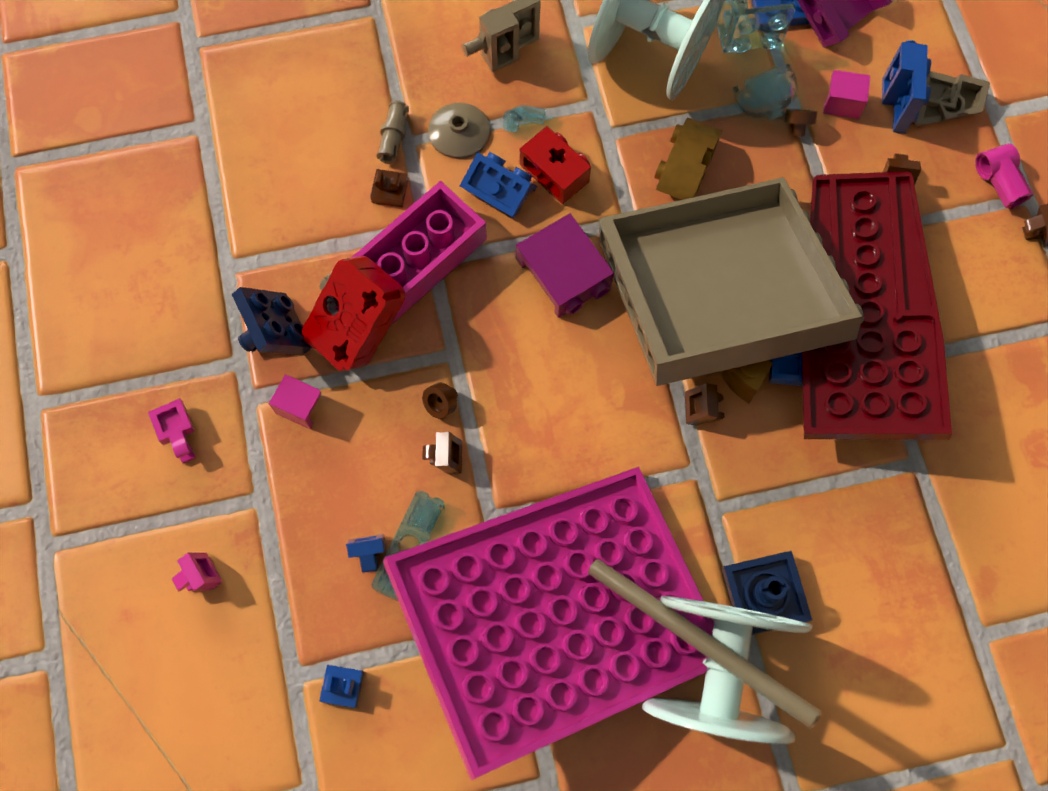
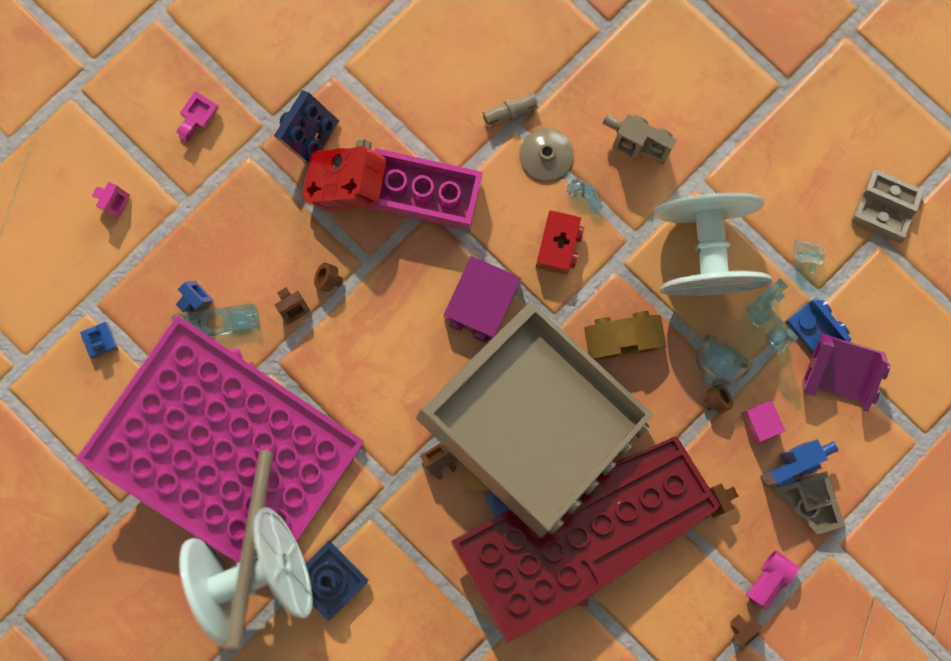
camera: 55 degrees right, 10 degrees up
(295, 401) = (263, 181): dark pink panel -> none
(389, 188) = (465, 136): reddish brown tile -> none
(496, 184) = (518, 211): blue bracket -> none

